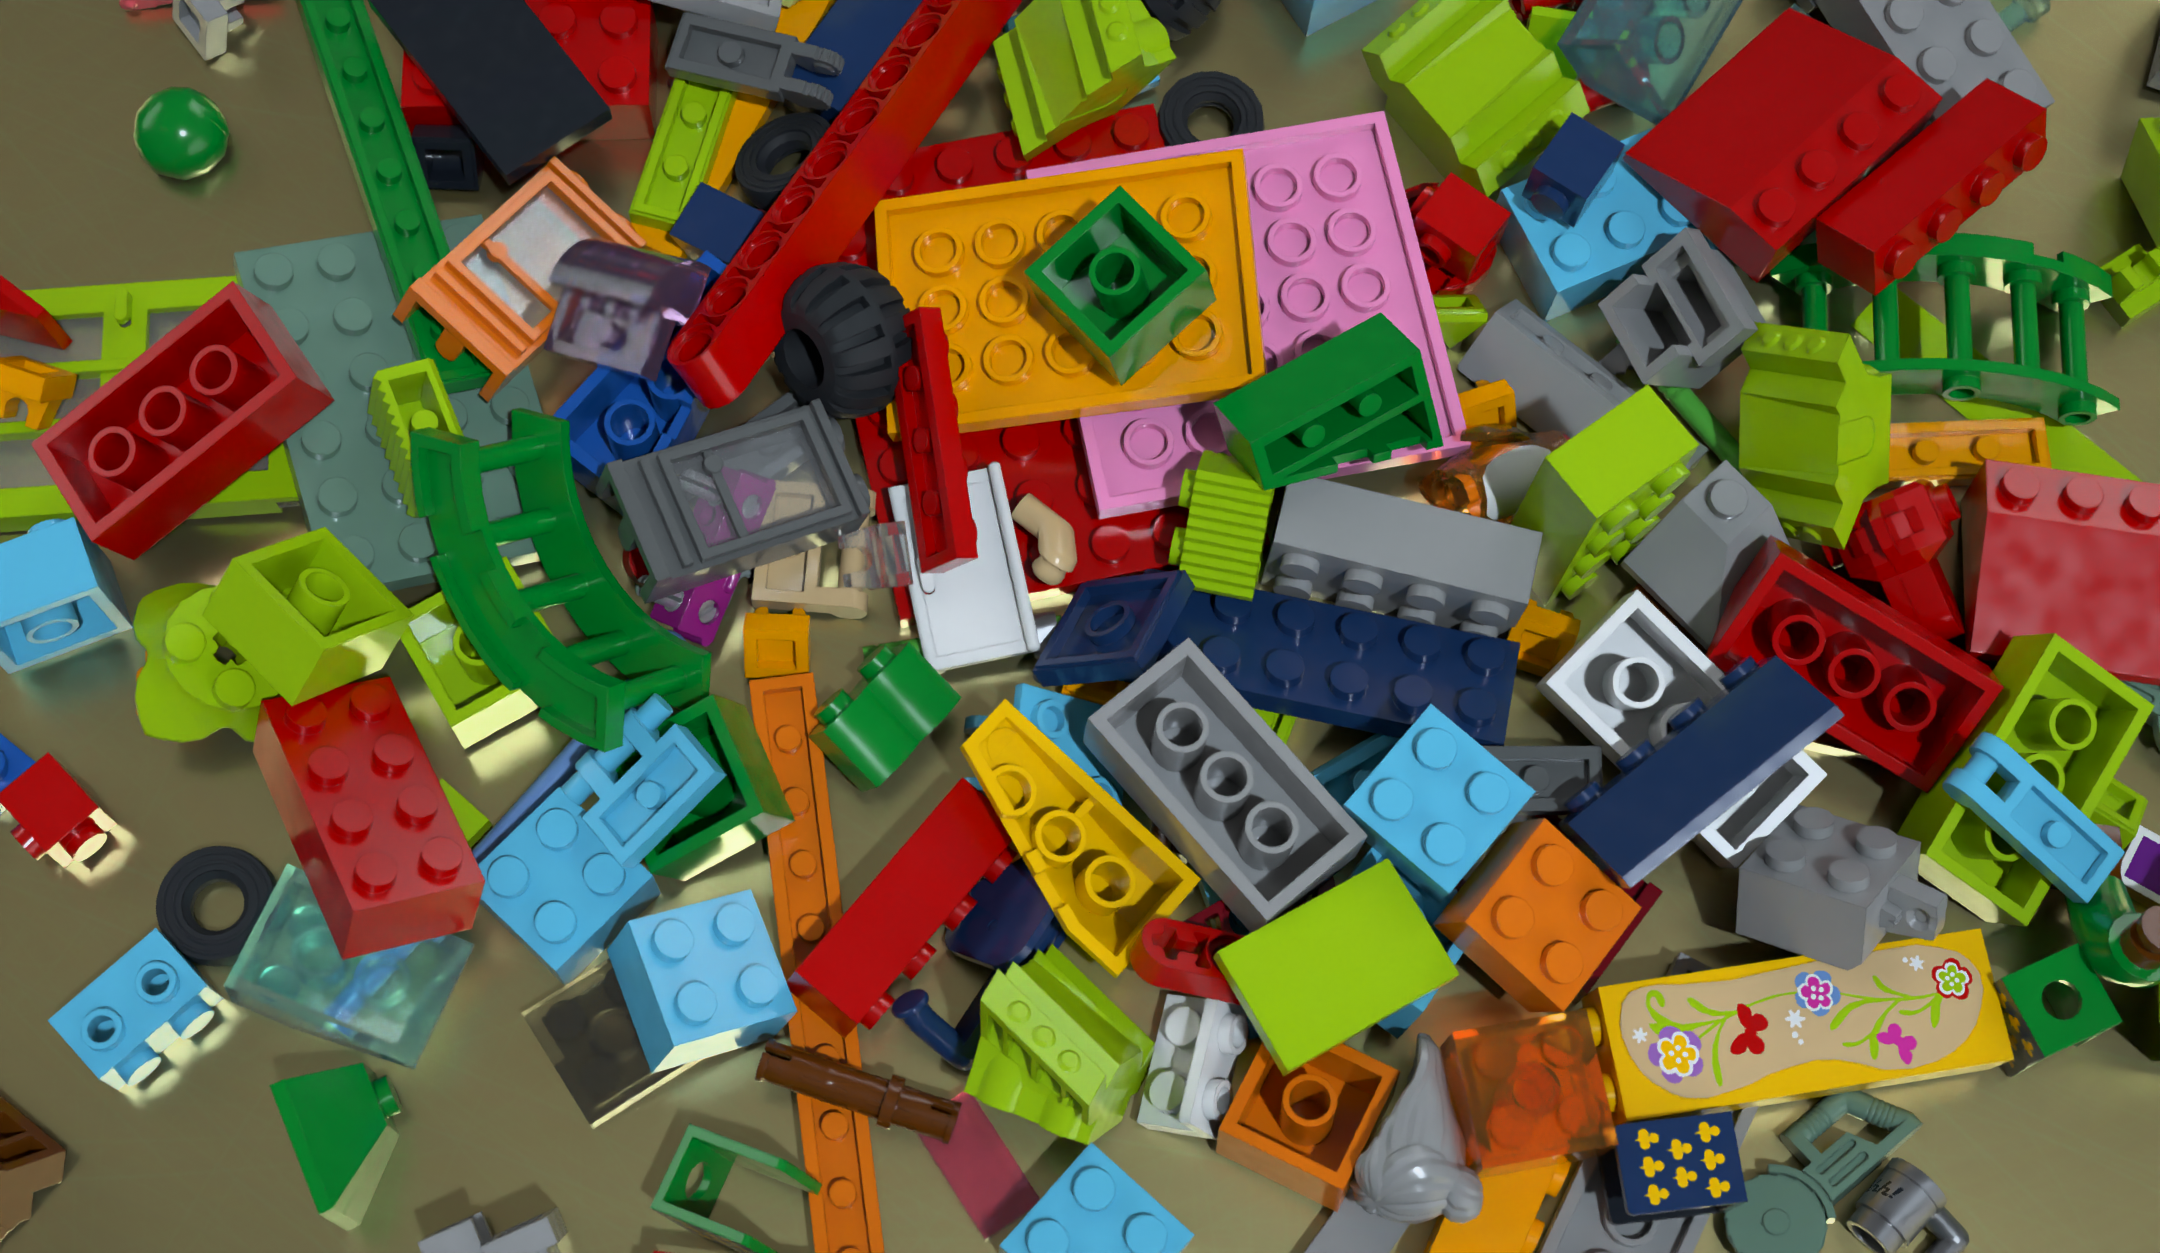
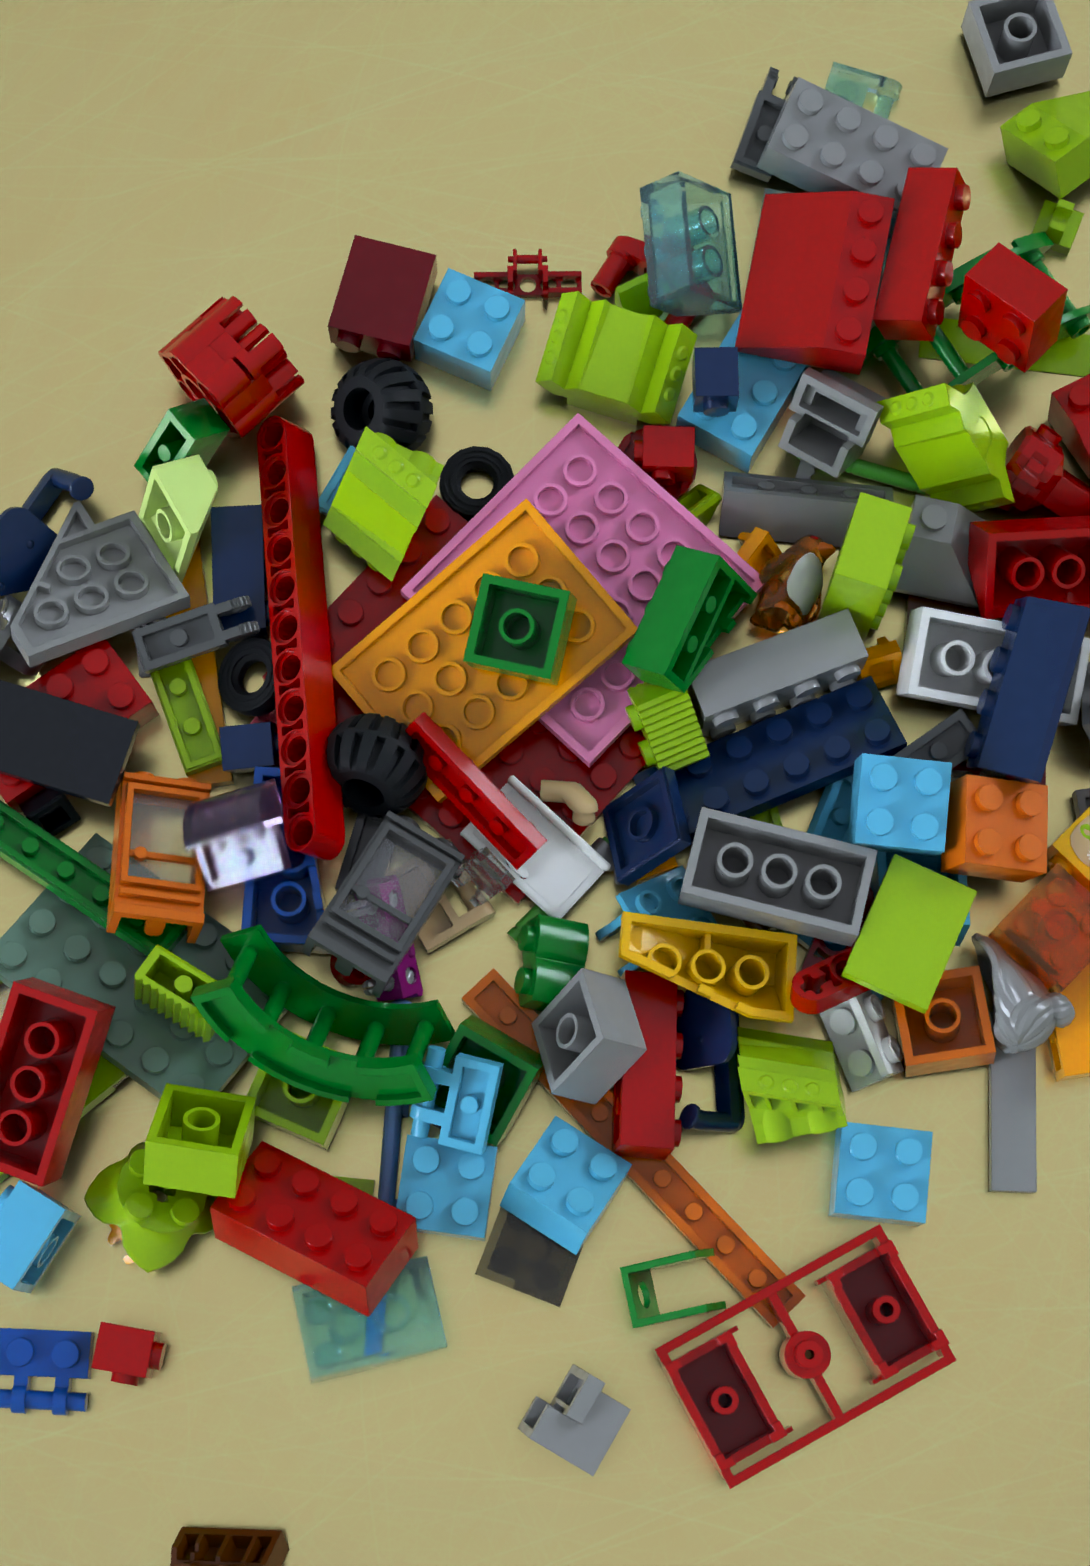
camera: 30 degrees left, 5 degrees up
(136, 1011) = (262, 1427): medium azure brick -> none
(188, 879) = (231, 1329): black tyre -> none
(340, 1135) = (432, 1409): green slope -> none
(776, 643) = (461, 965): light orange tile -> none
(855, 818) = (588, 1036): none -> light grey brick
(859, 1091) = (696, 1183): reddish brown pin -> none
(981, 1171) = (783, 1176): clear pink tile -> none
(1957, 449) = (1031, 391): light orange tile -> none
(2000, 309) = (1011, 307): none -> red brick

